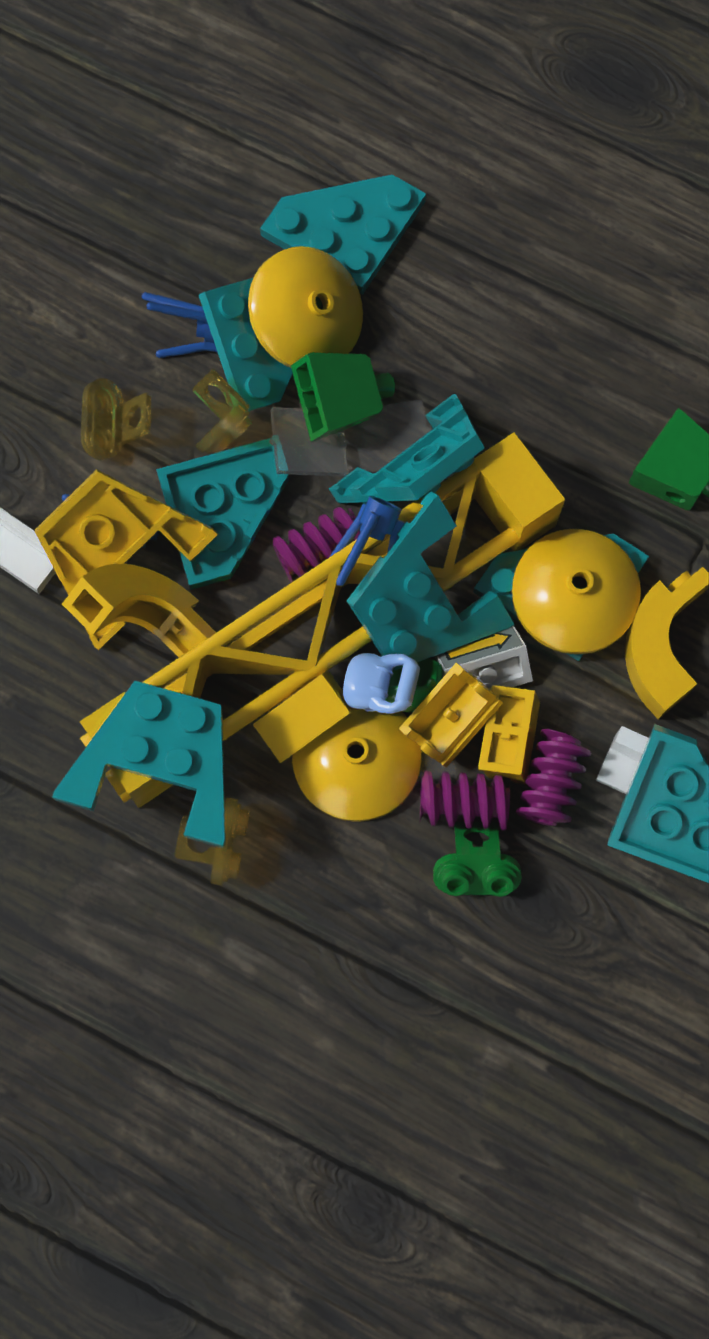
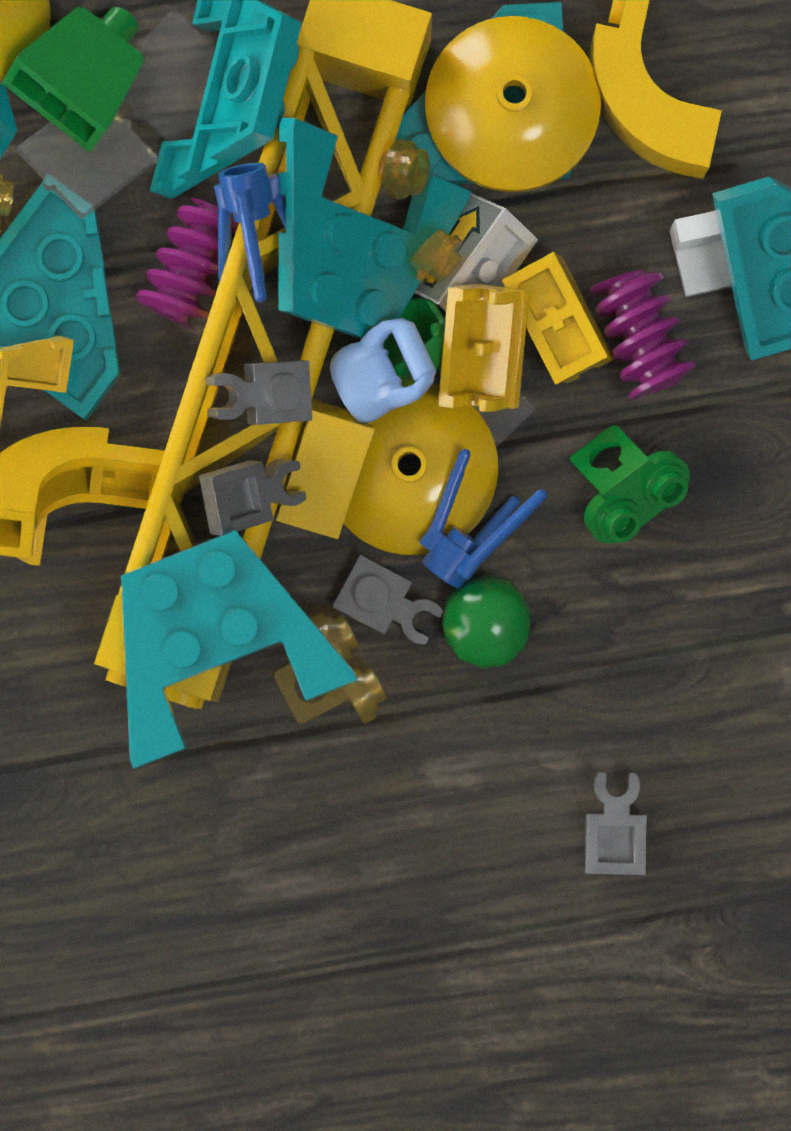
camera: 30 degrees left, 10 degrees up
(244, 690) = (243, 492): none -> flat silver plate
(279, 818) = (378, 597): none -> flat silver plate
(304, 645) = (270, 393): none -> flat silver plate
(308, 1069) = (615, 839): none -> flat silver plate
(331, 880) = (486, 621): none -> green hair
(344, 825) = (458, 554): none -> blue plant
(463, 642) = (437, 257): none -> clear yellow plate
(465, 800) = (564, 427): magenta piece -> none
(483, 579) = (404, 169): none -> clear yellow plate

